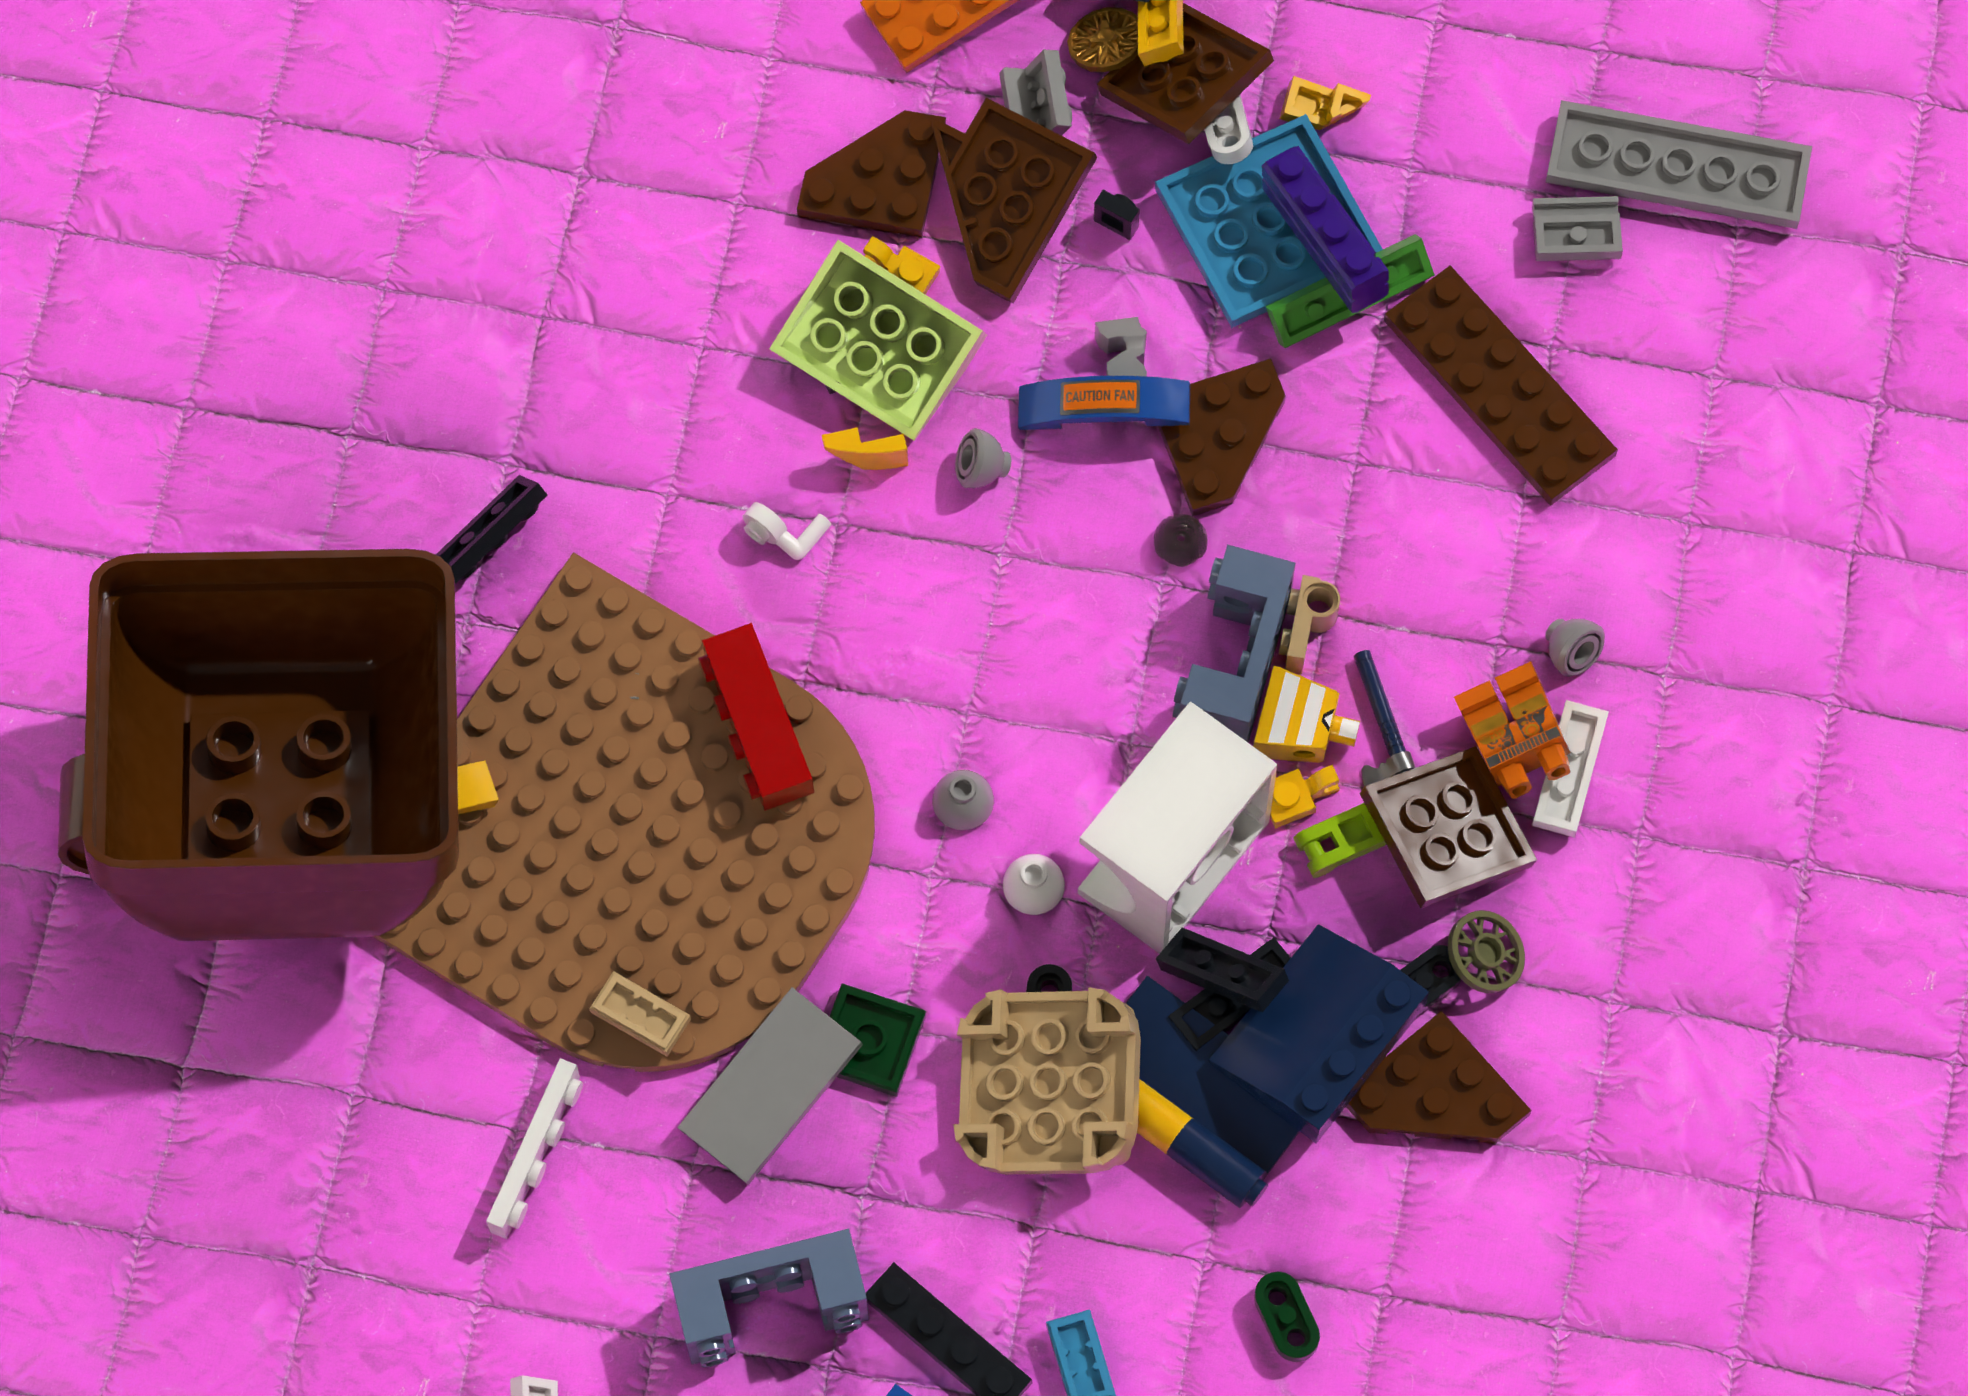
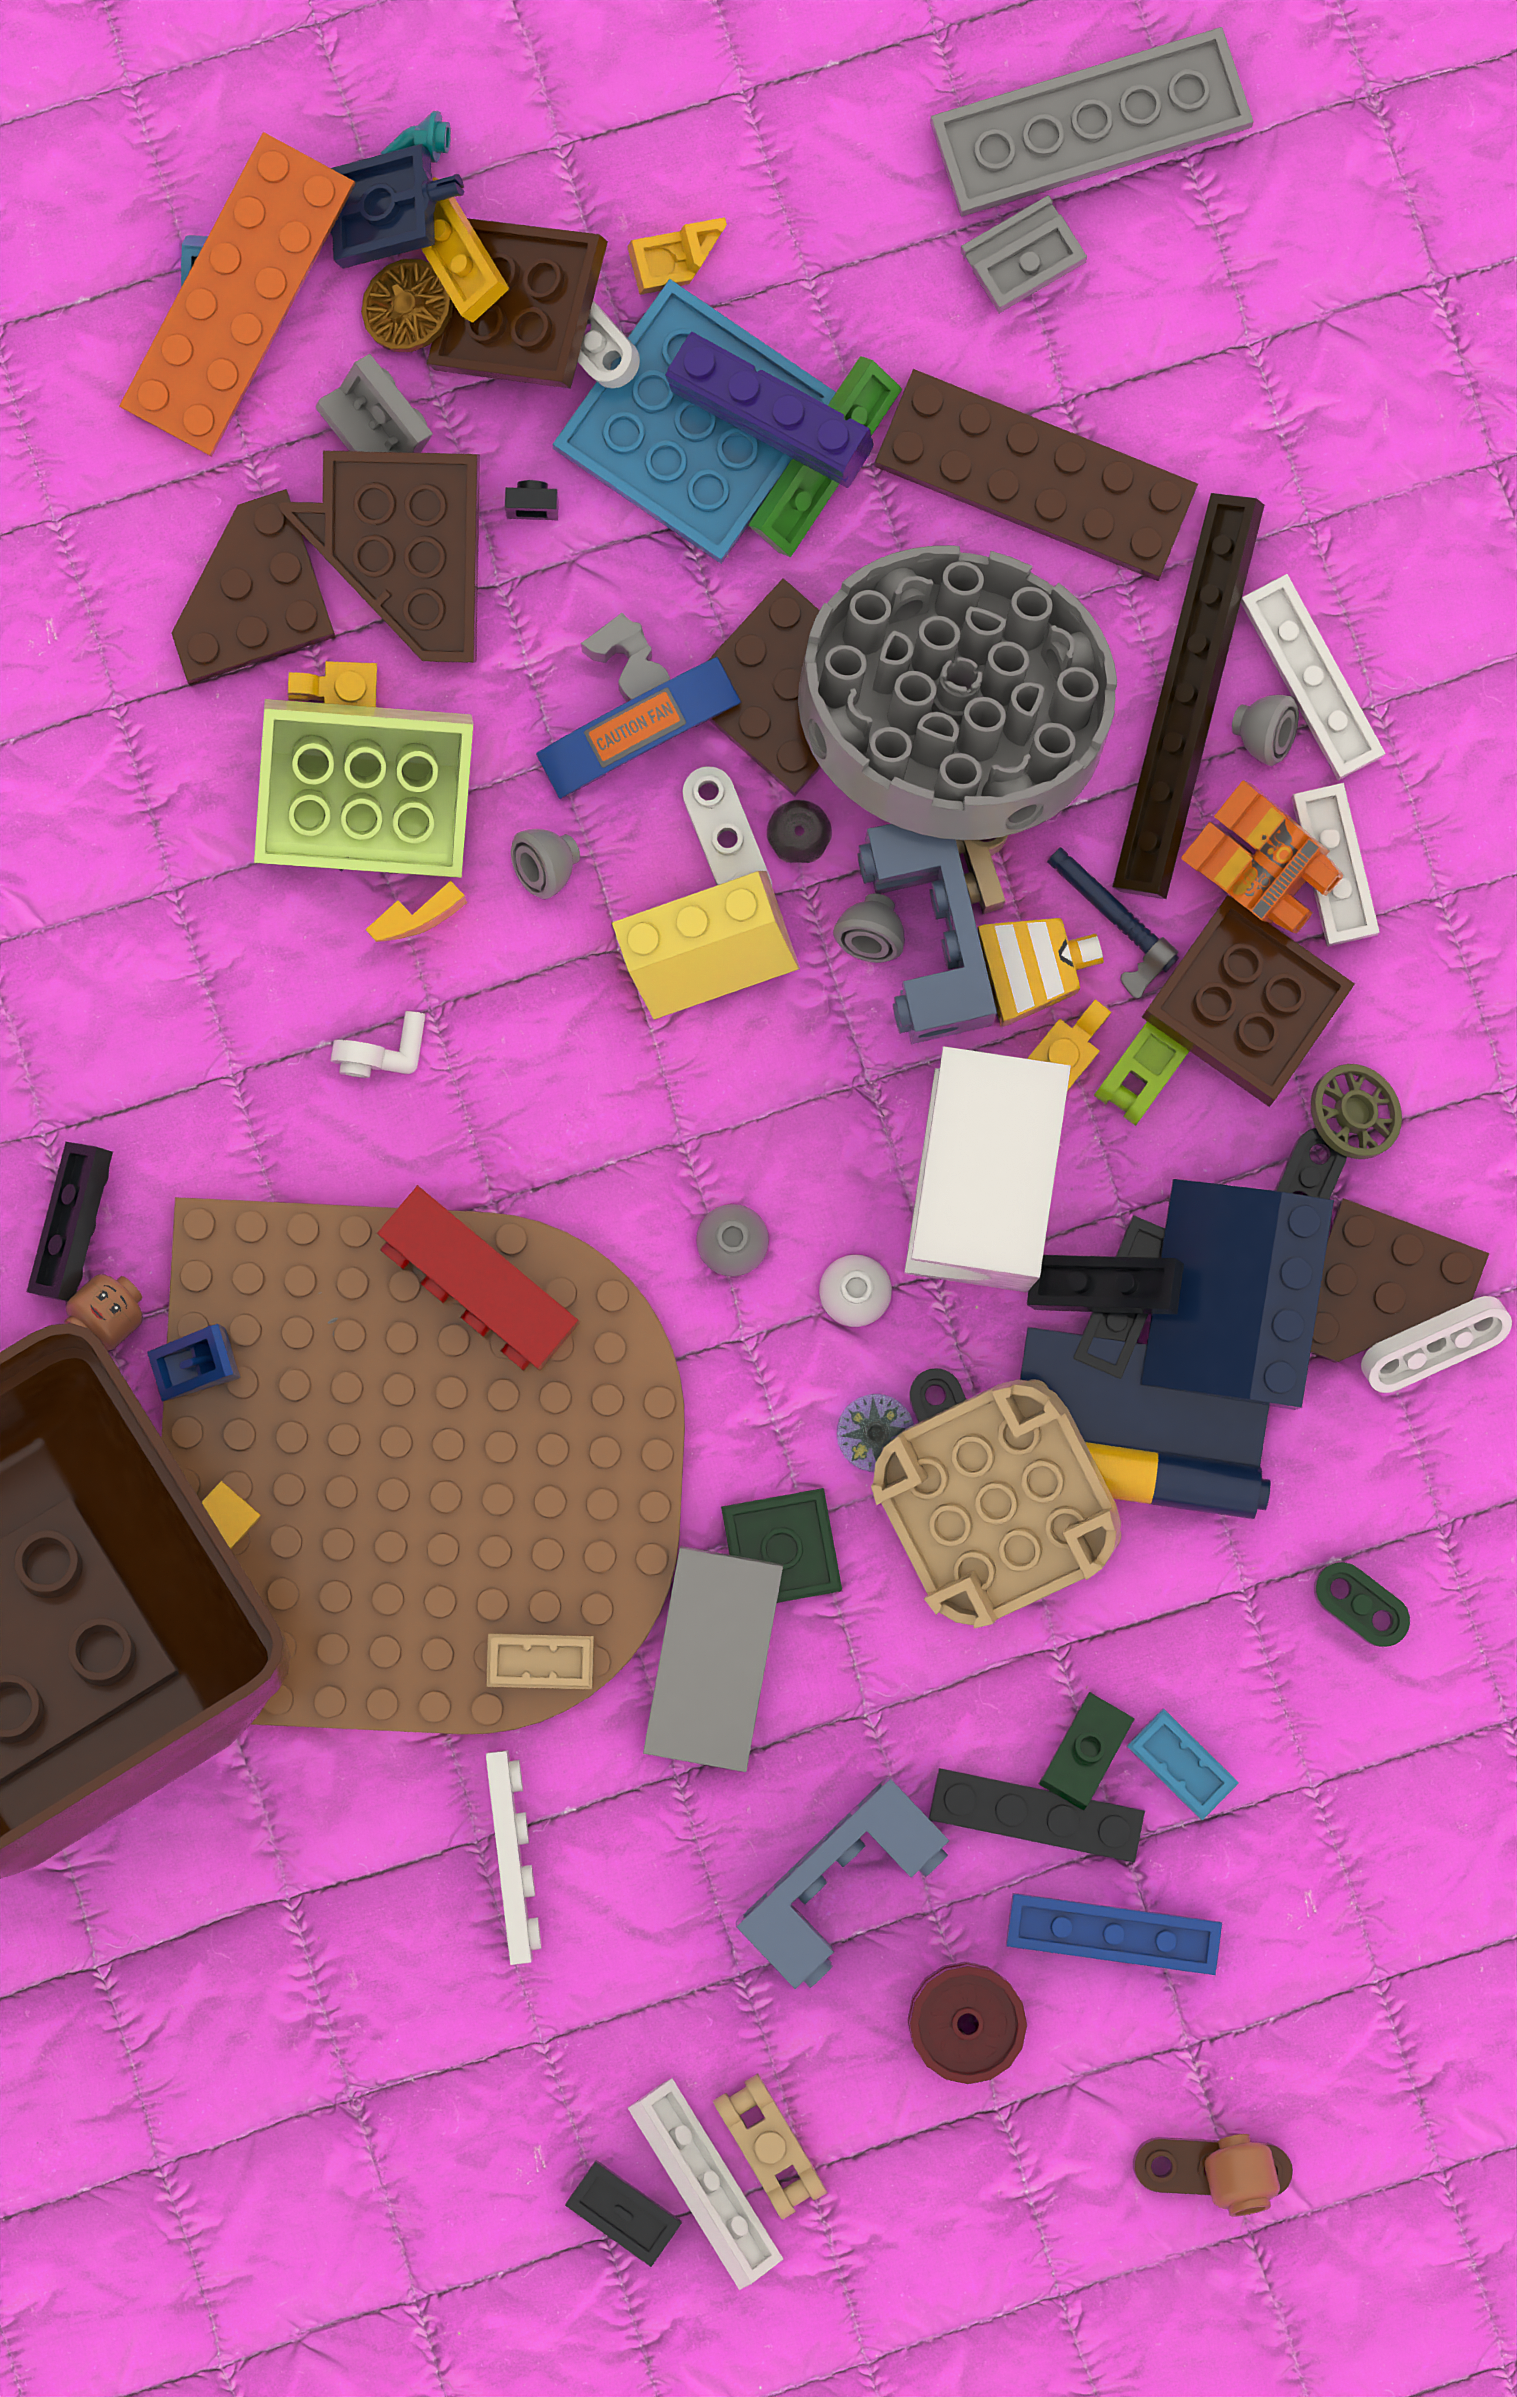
camera: 35 degrees left, 15 degrees up
(478, 603) = (106, 1309): none -> nougat head
(518, 666) = (193, 1363): none -> blue slope
(981, 978) = (869, 1426): none -> clear light blue piece
(1012, 1309) = (1086, 1751): none -> dark green plate
(1064, 574) = (706, 944): none -> light yellow slope
(1118, 534) = (721, 815): none -> white plate
(1192, 633) = (871, 930): none -> light grey brick
(1349, 487) = (956, 693): none -> light grey brick
(1469, 1163) = (1436, 1344): none -> white plate
(1525, 592) = (1188, 695): none -> dark brown plate
(1627, 628) = (1312, 677): none -> white plate

